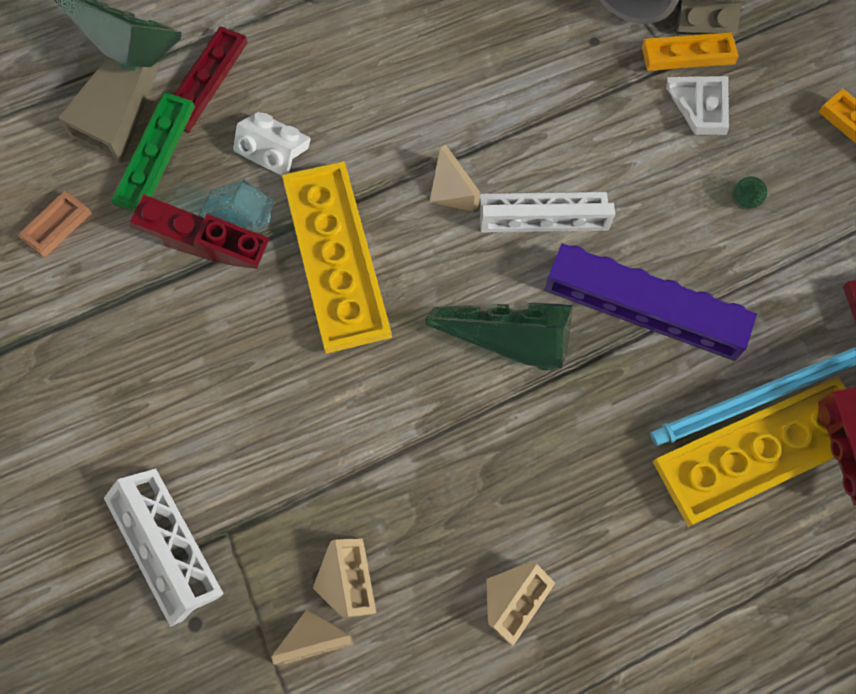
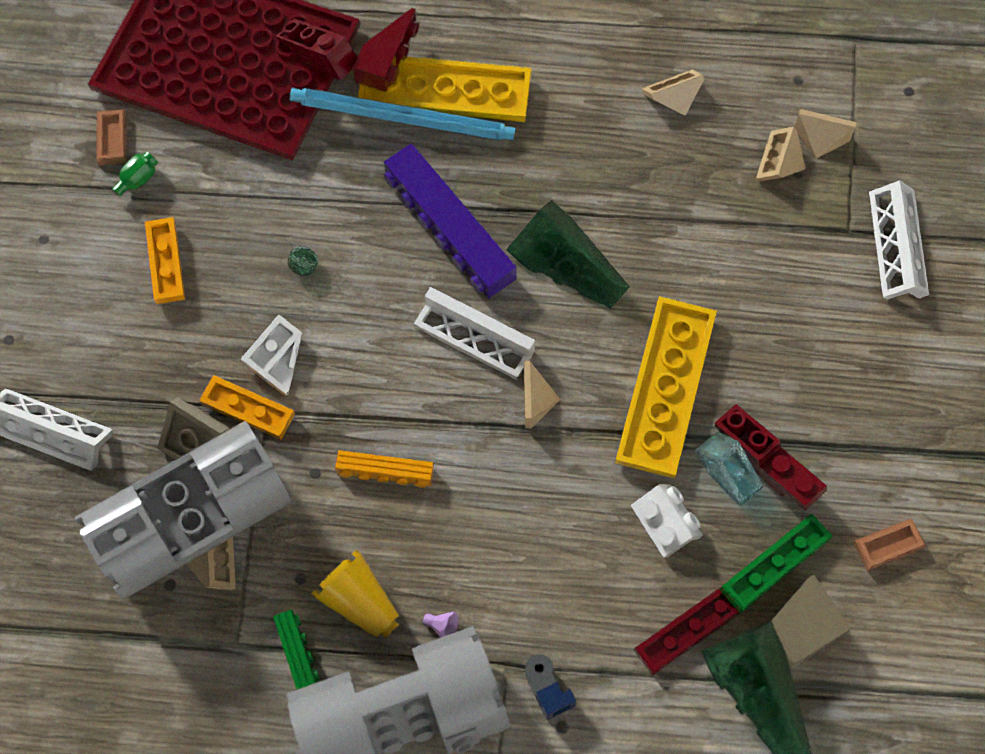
camera: 145 degrees left, 0 degrees up
(540, 64) = (384, 468): none -> light orange piece

